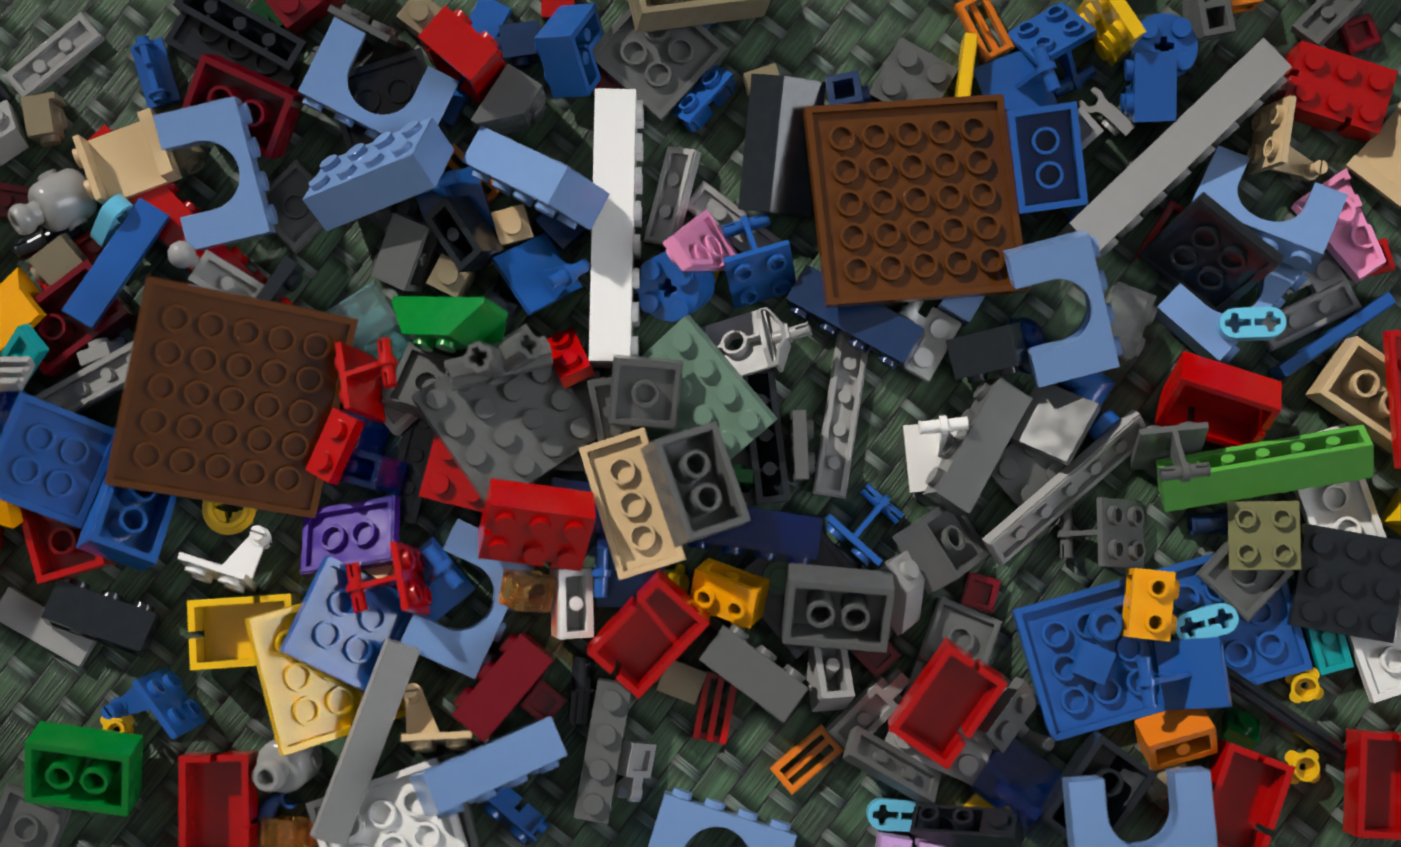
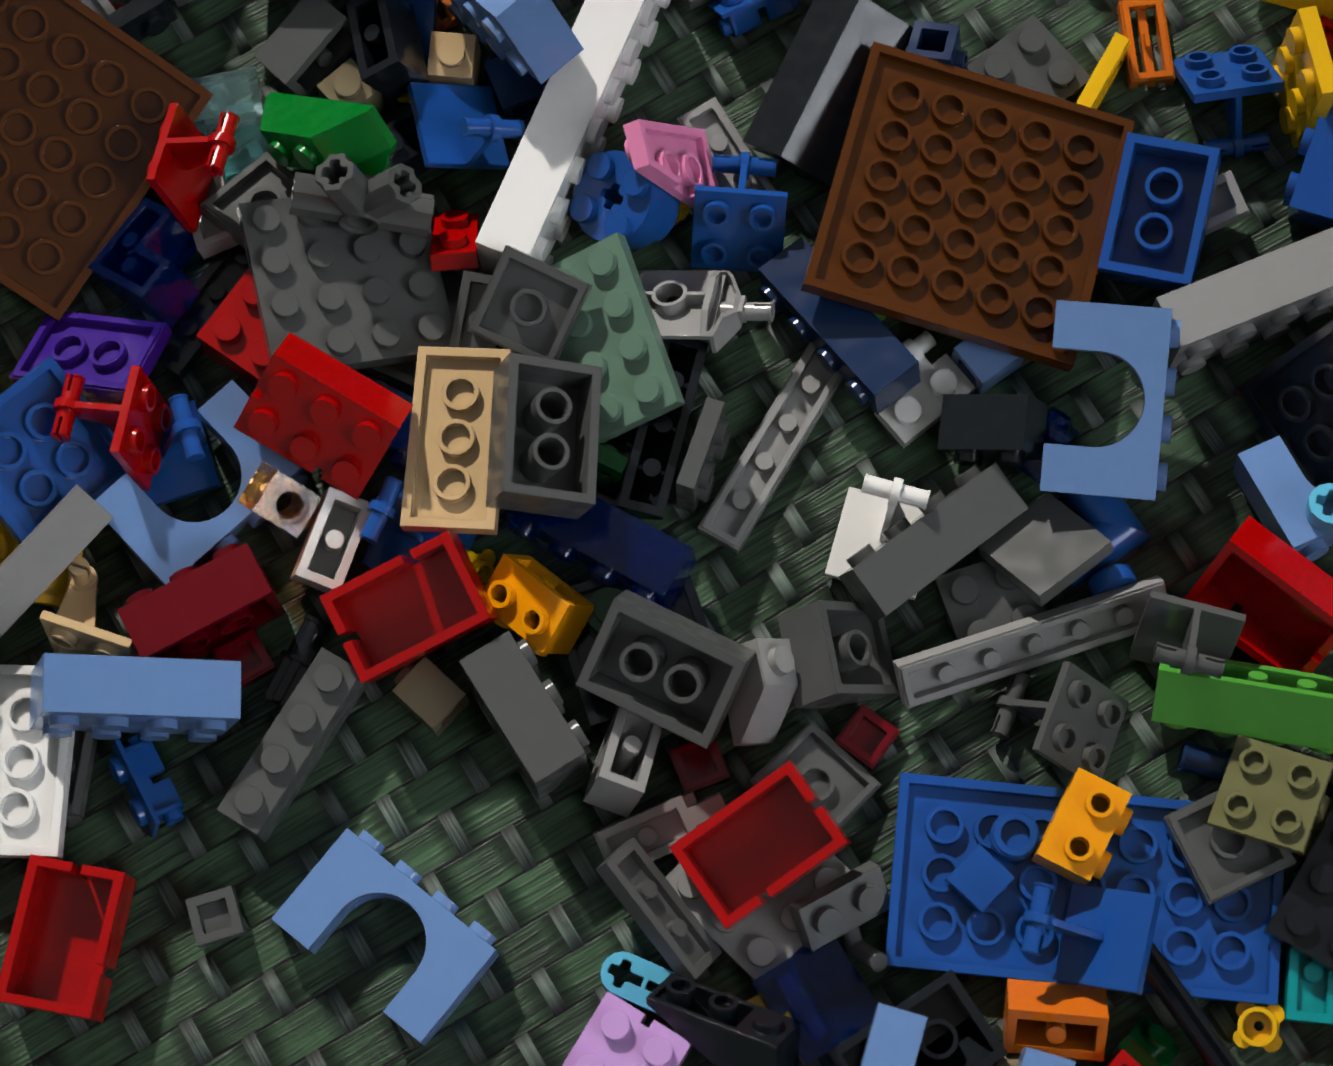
camera: 30 degrees right, 10 degrees down
(335, 446) = (118, 234): red plate -> none
(634, 765) = (328, 781): light grey plate -> none
(672, 194) = (675, 88): light grey tile -> none
(709, 736) = (445, 742): red tile -> none
(783, 777) = (513, 878): orange tile -> none
(882, 504) = (728, 613): blue plate -> none
(1020, 79) = (1166, 108): blue plate -> none
(1113, 120) = (1270, 209): light grey plate -> none
(1132, 312) = (1195, 453): clear brick -> none
(1203, 614) = (1154, 871): medium azure beam -> none

